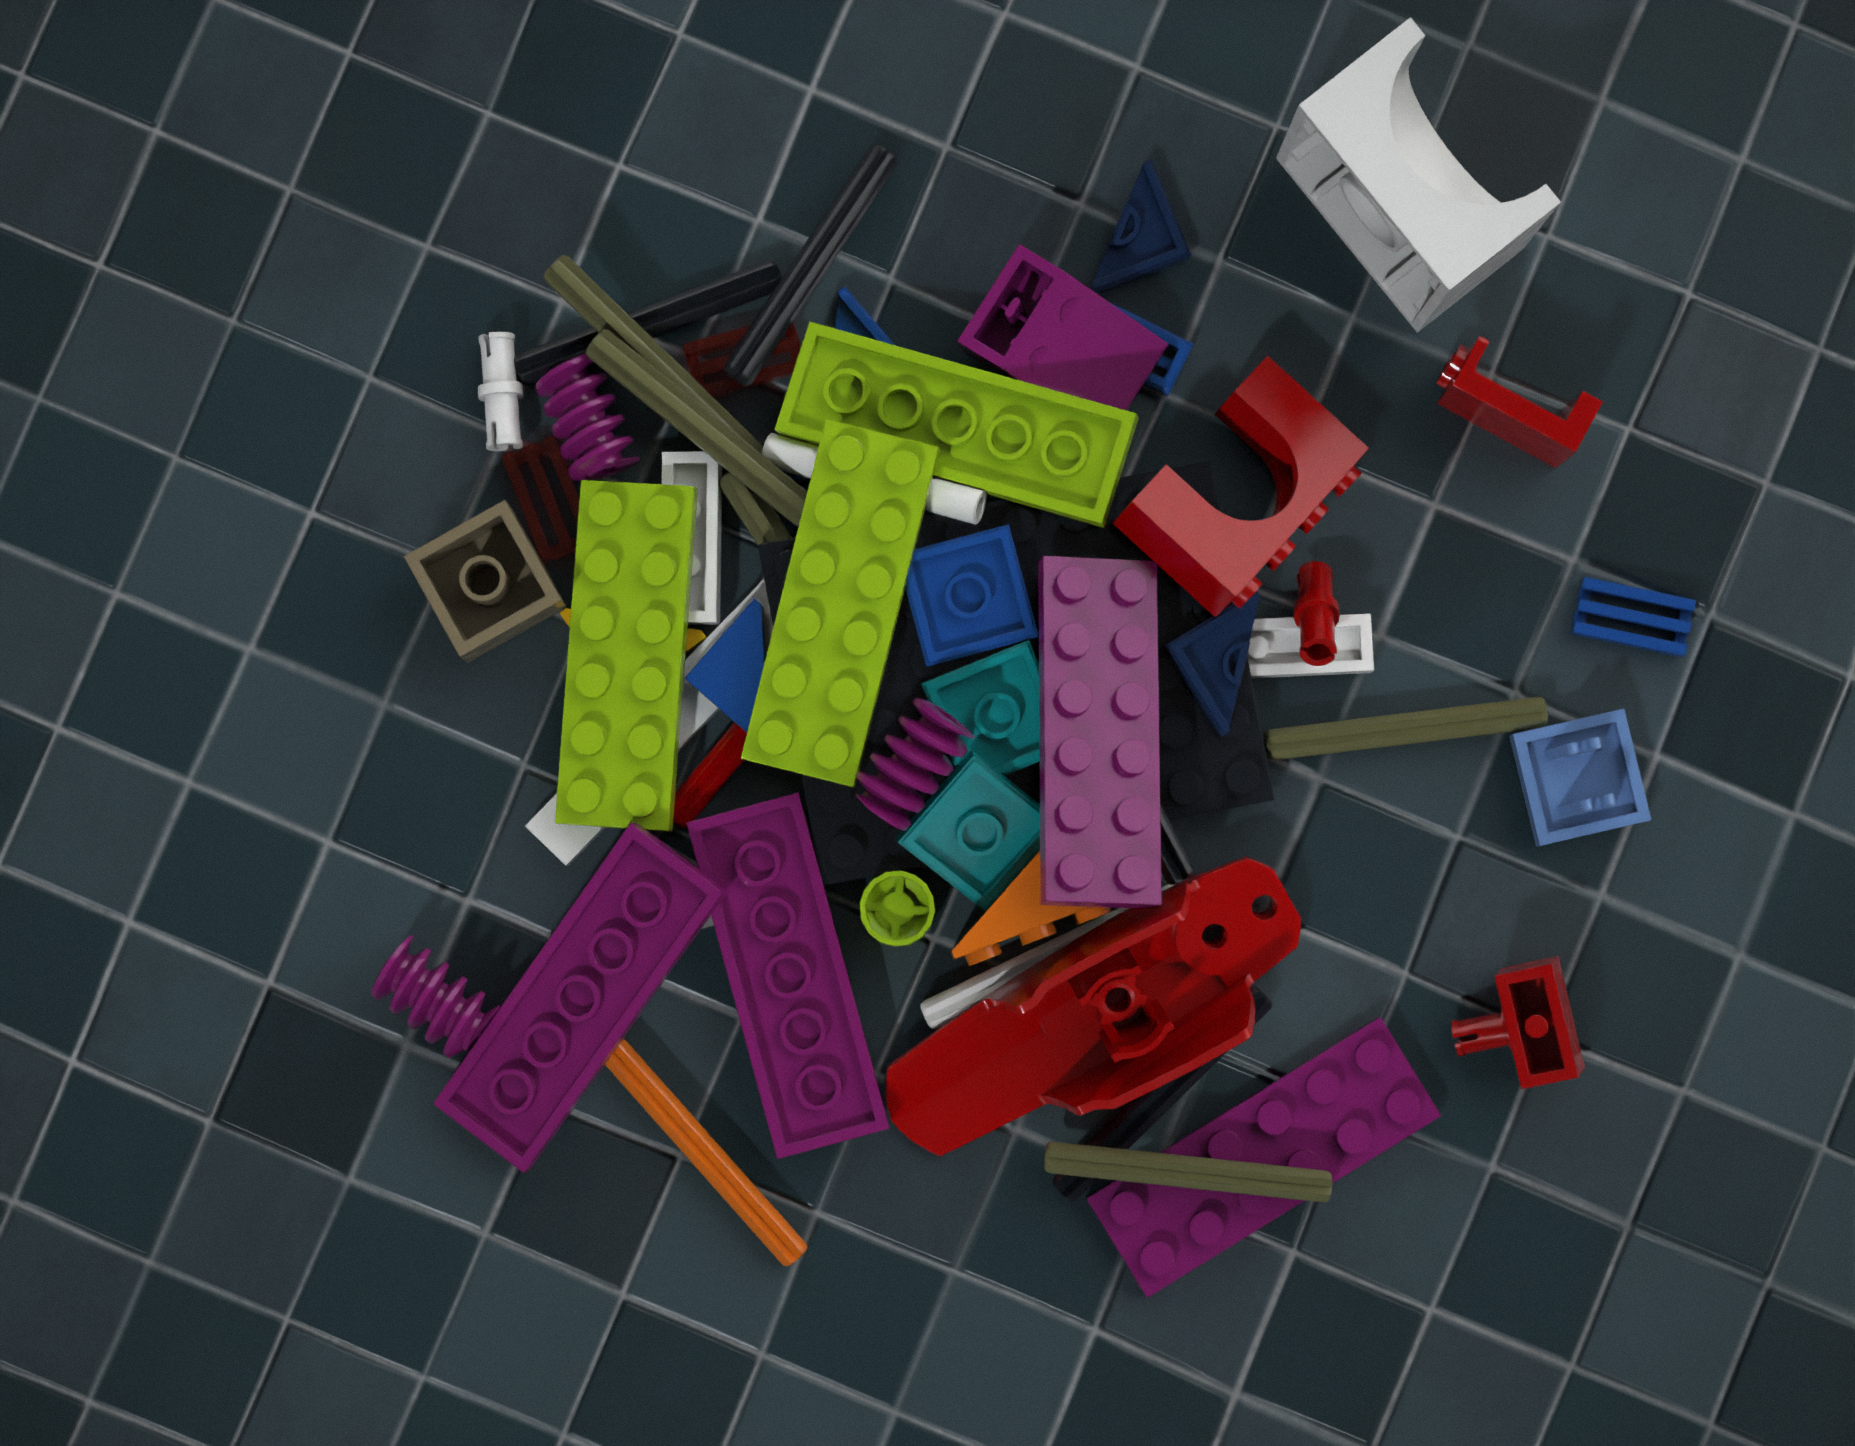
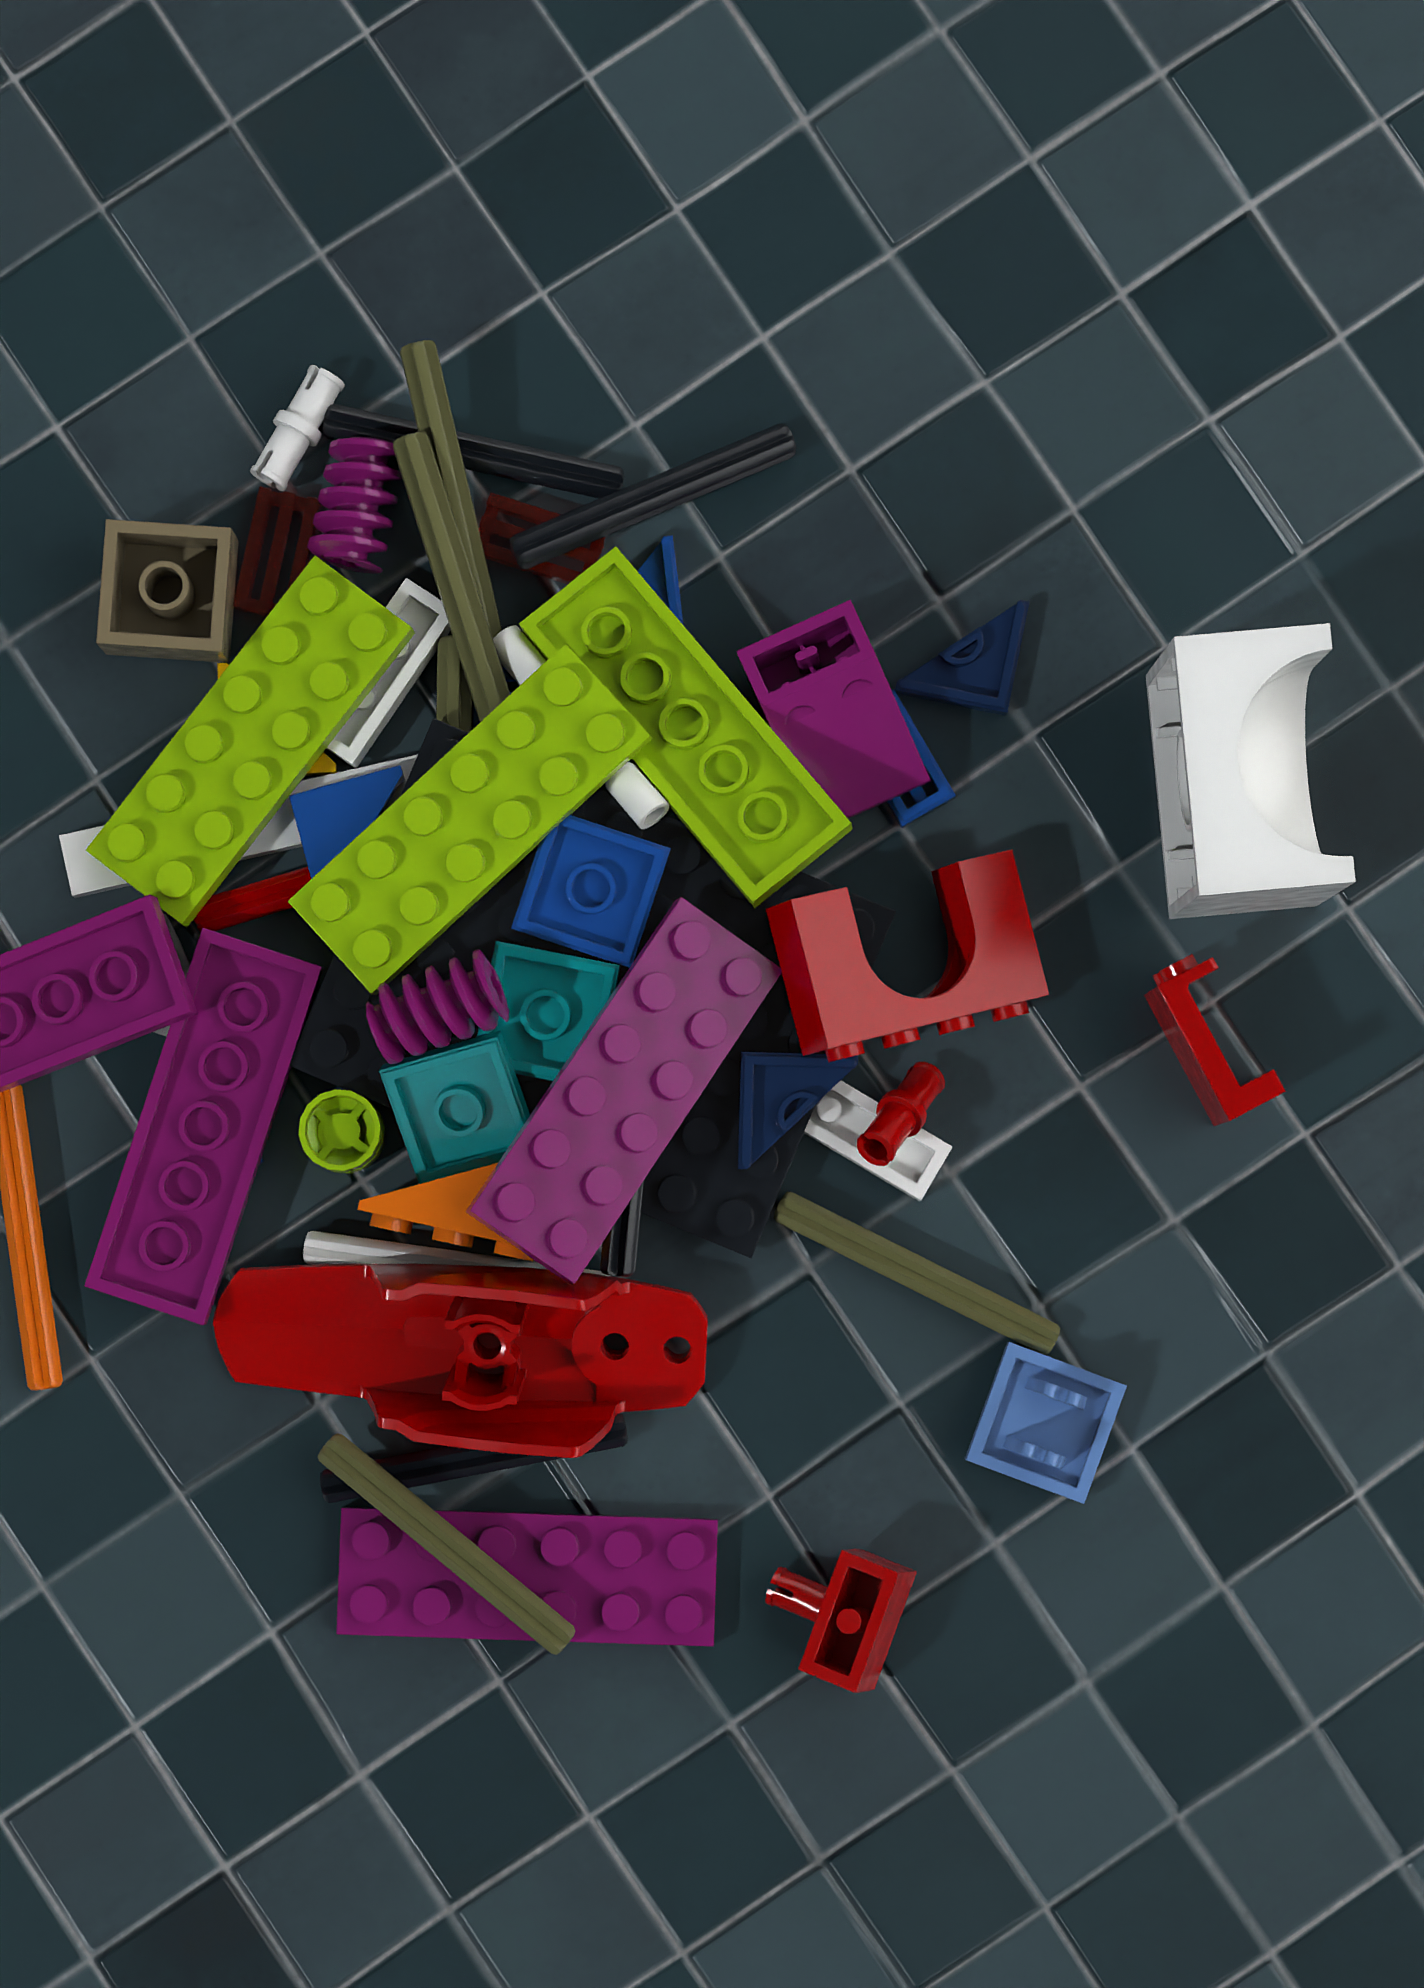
camera: 30 degrees right, 0 degrees up
(1680, 626) = (1230, 1345): blue tile -> none

